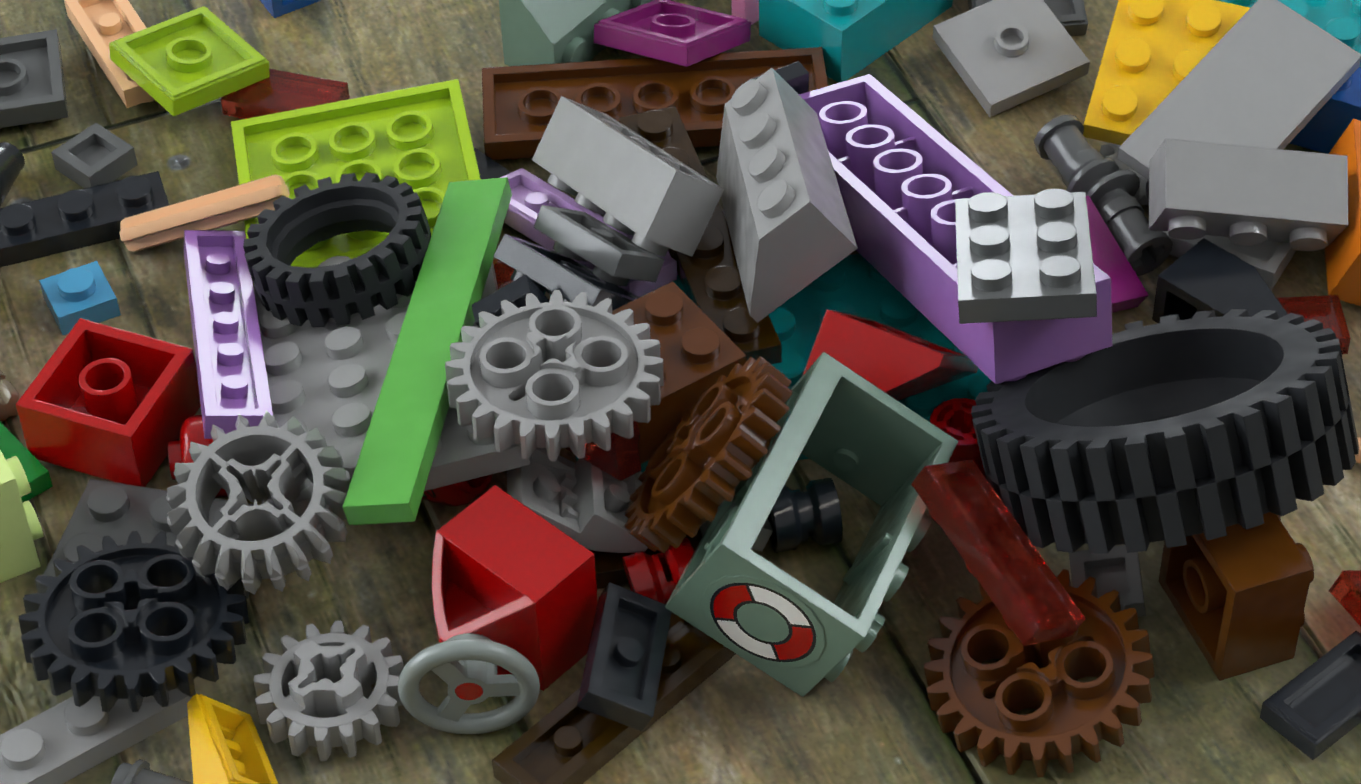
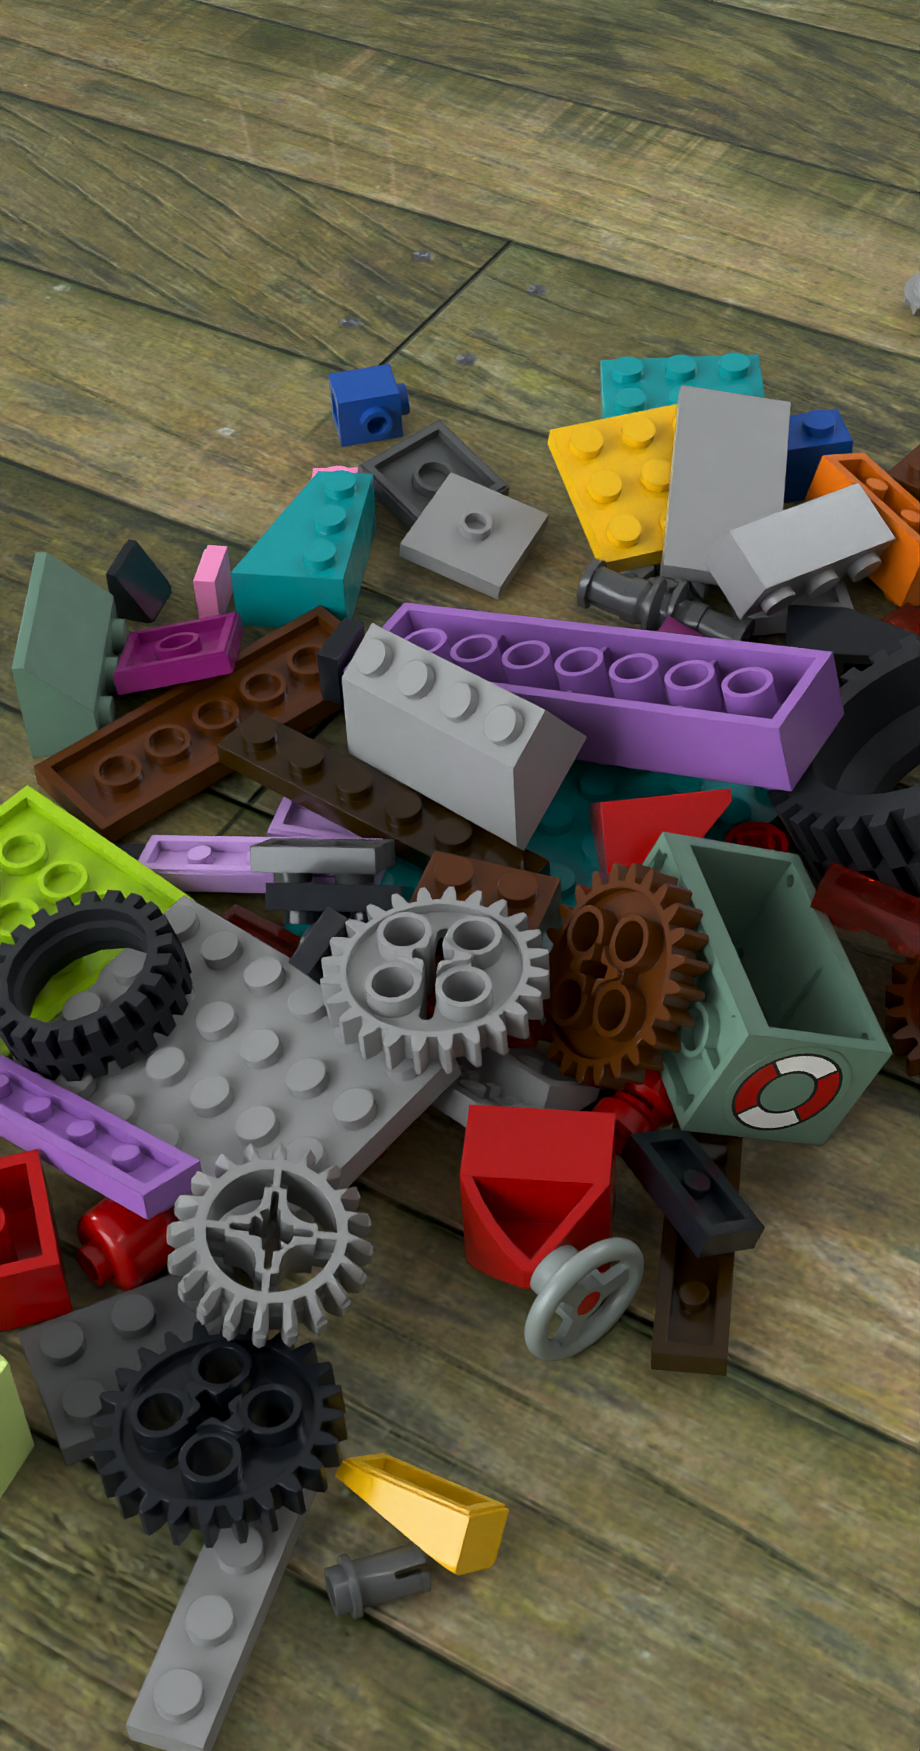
camera: 35 degrees left, 0 degrees up
(329, 690) = (464, 1362): light grey gear -> none
(415, 393) = (287, 1031): bright green tile -> none
(626, 179) = (286, 787): light grey brick -> none
(1024, 257) = (751, 670): plate -> none

